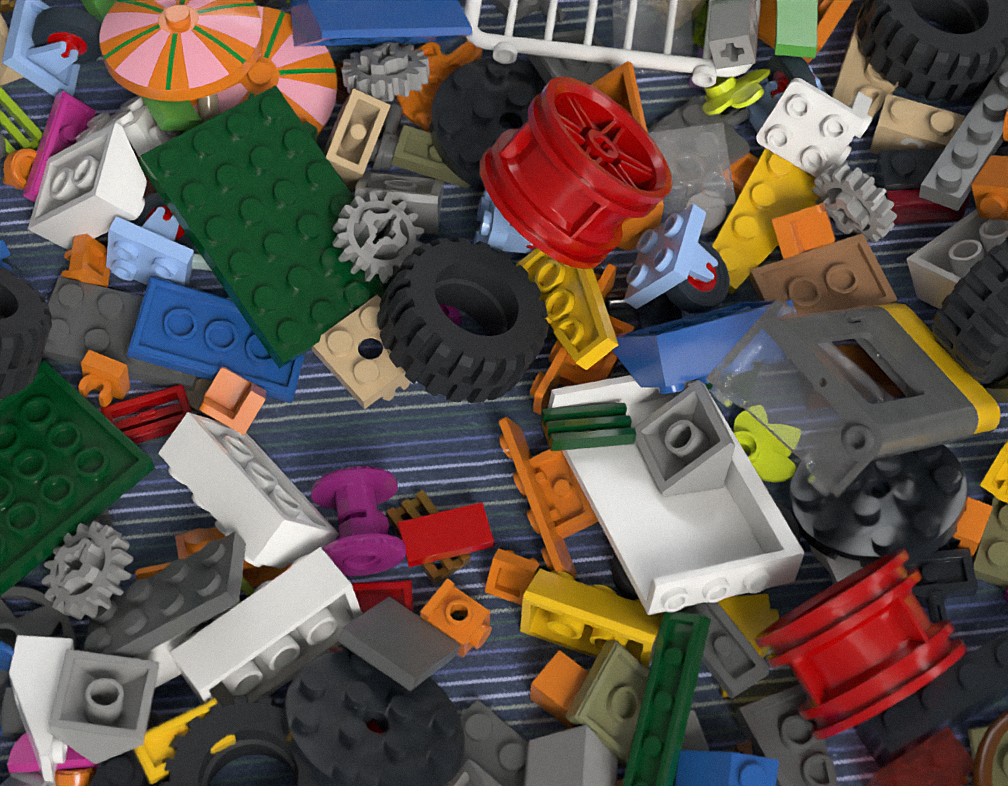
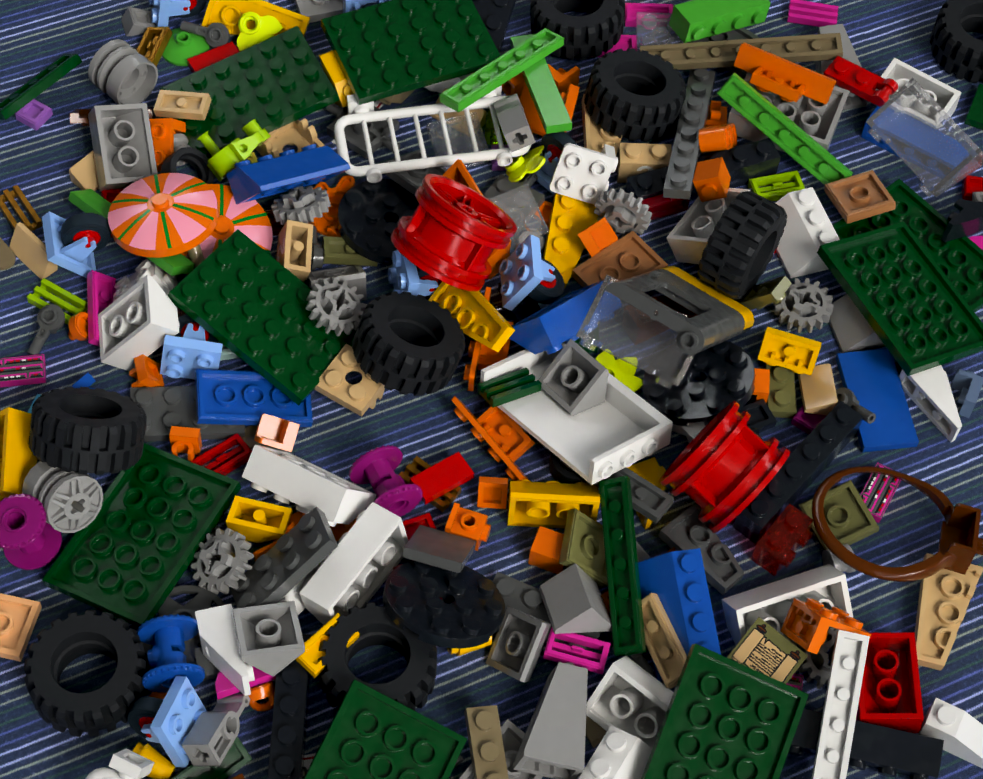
camera: 20 degrees left, 5 degrees down
(157, 522) = (258, 519): none -> yellow slope

